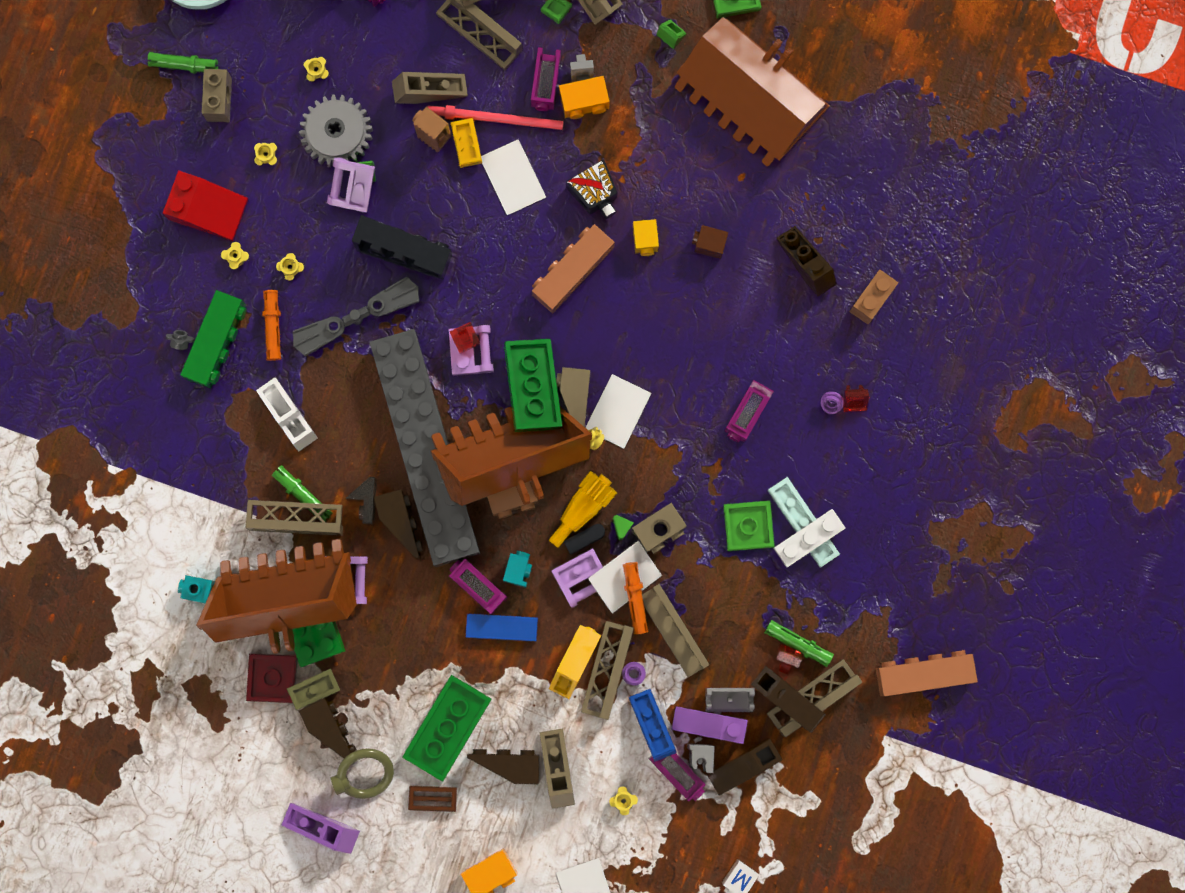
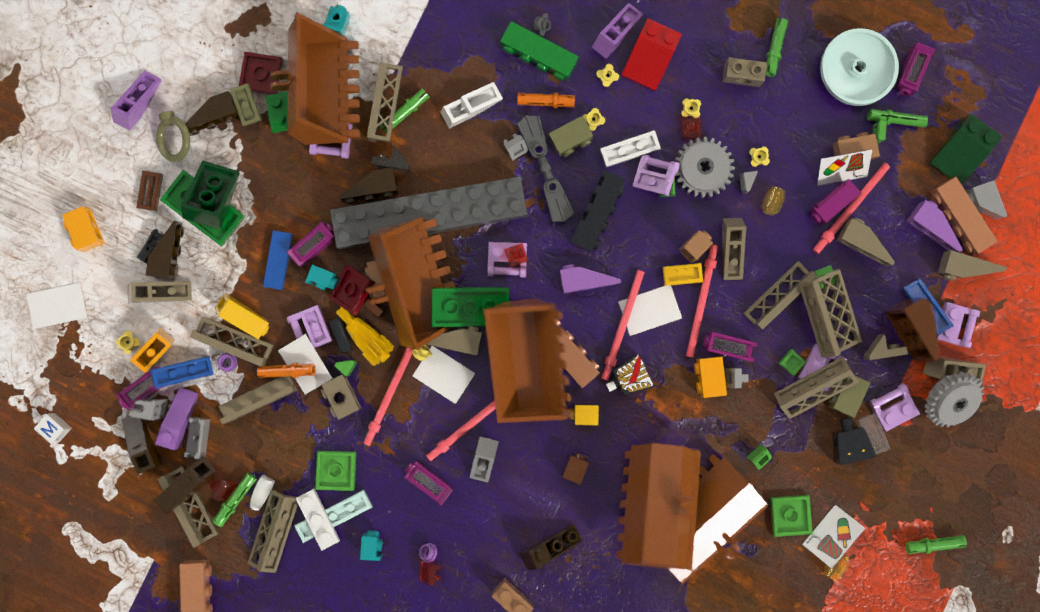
camera: 95 degrees right, 5 degrees up
(179, 249) = (616, 30): none -> medium lavender slope
(289, 151) = (691, 128): none -> clear red tile
(314, 291) = (571, 136): none -> olive brick
(322, 219) = (630, 149): none -> white plate
(333, 354) = (516, 146): none -> light grey tile
(348, 79) = (747, 180): none -> light grey slope
(367, 47) = (773, 200): none -> clear yellow brick
(430, 715) = (210, 195): none -> dark green slope
(484, 260) = (580, 279): none -> medium lavender slope
(505, 788) = (148, 246): none -> black bar
(528, 529) = (351, 290): none -> dark red tile
(547, 501) = (374, 308): none -> reddish brown tile
(578, 215) = (611, 360): none -> coral bar
(590, 303) = (527, 361): none -> dark orange piece
(629, 764) = (152, 350): none -> light orange brick
(690, 485) = (374, 425): none -> coral bar
(703, 399) = (444, 445): none -> coral bar
(713, 349) = (484, 459): none -> light grey slope
(741, 137) = (660, 506): none -> dark orange piece
(784, 612) = (261, 492): none -> white helmet
(832, 471) = (371, 546): none -> teal brick
(832, 587) = (275, 533): none -> dark tan fence

